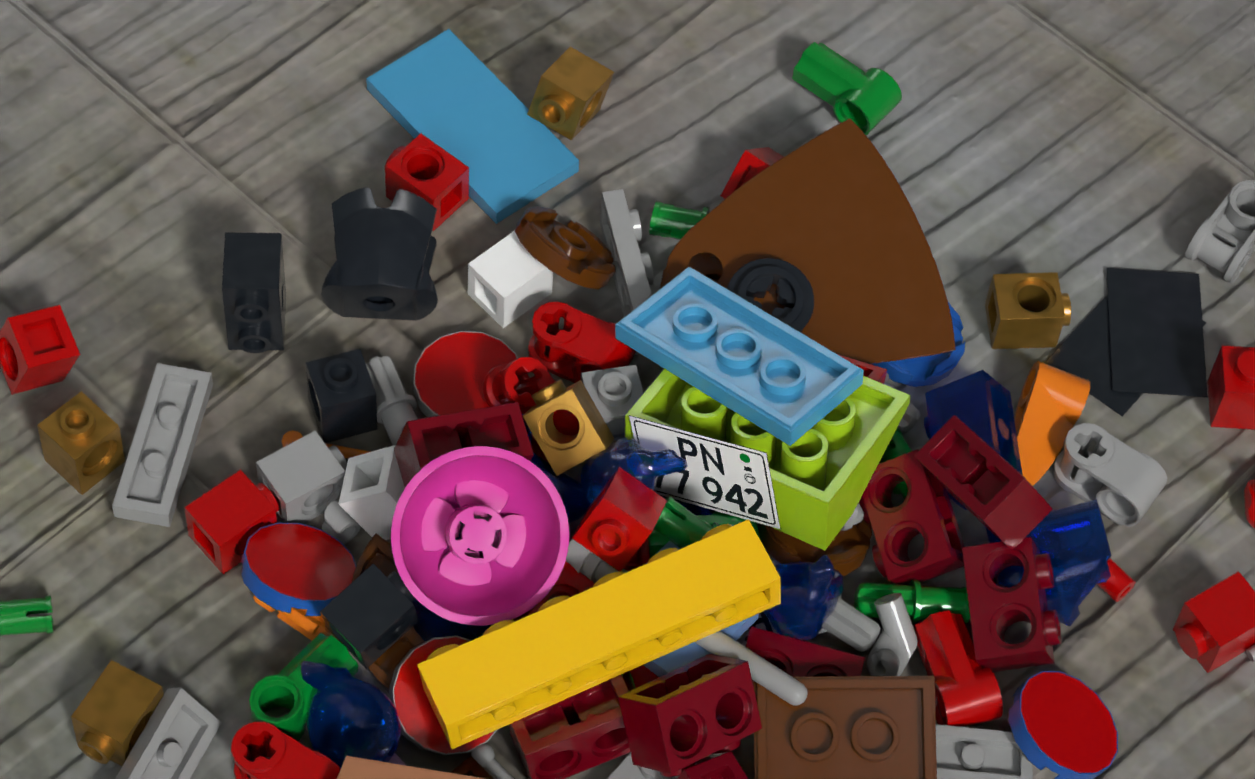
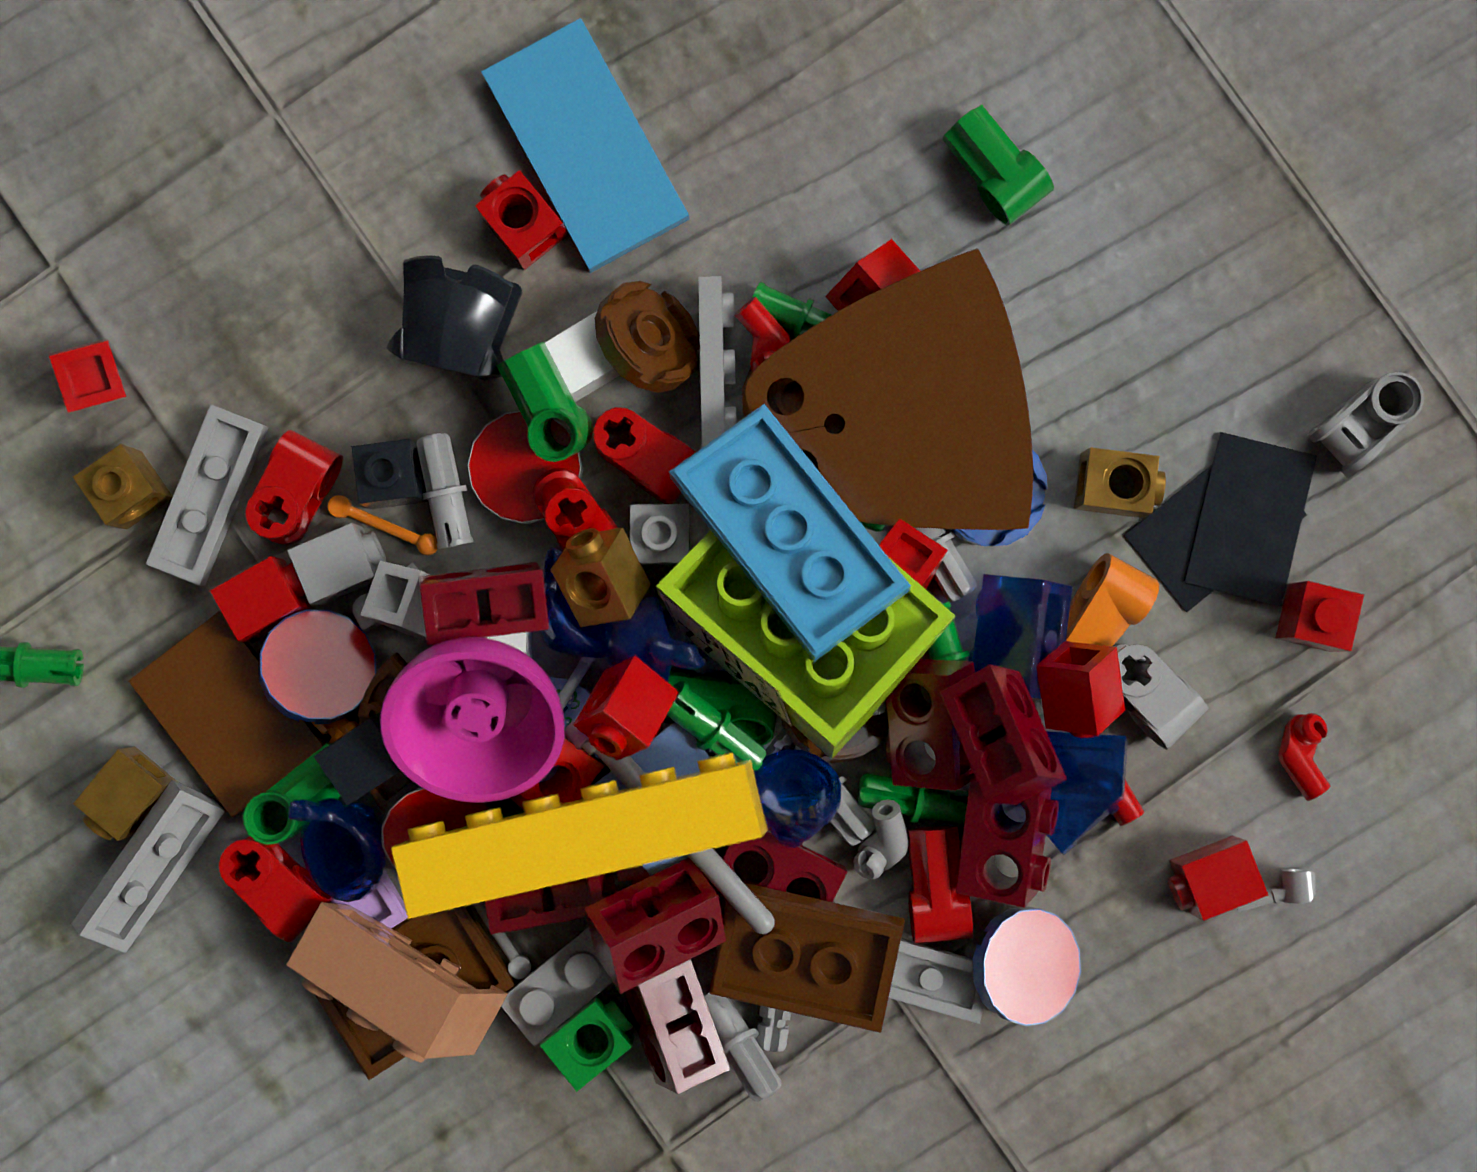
camera: 15 degrees right, 30 degrees up
(206, 633) = (219, 716): none -> reddish brown tile
(247, 424) = (295, 481): none -> red piece
(254, 291) = (313, 346): black brick -> none
(482, 304) = (544, 396): none -> green piece
(570, 93) = (692, 133): pearl gold brick -> none
(668, 229) = (766, 331): none -> red arm
(792, 289) = (869, 443): black gear -> none
(1047, 459) = (1081, 688): none -> red brick

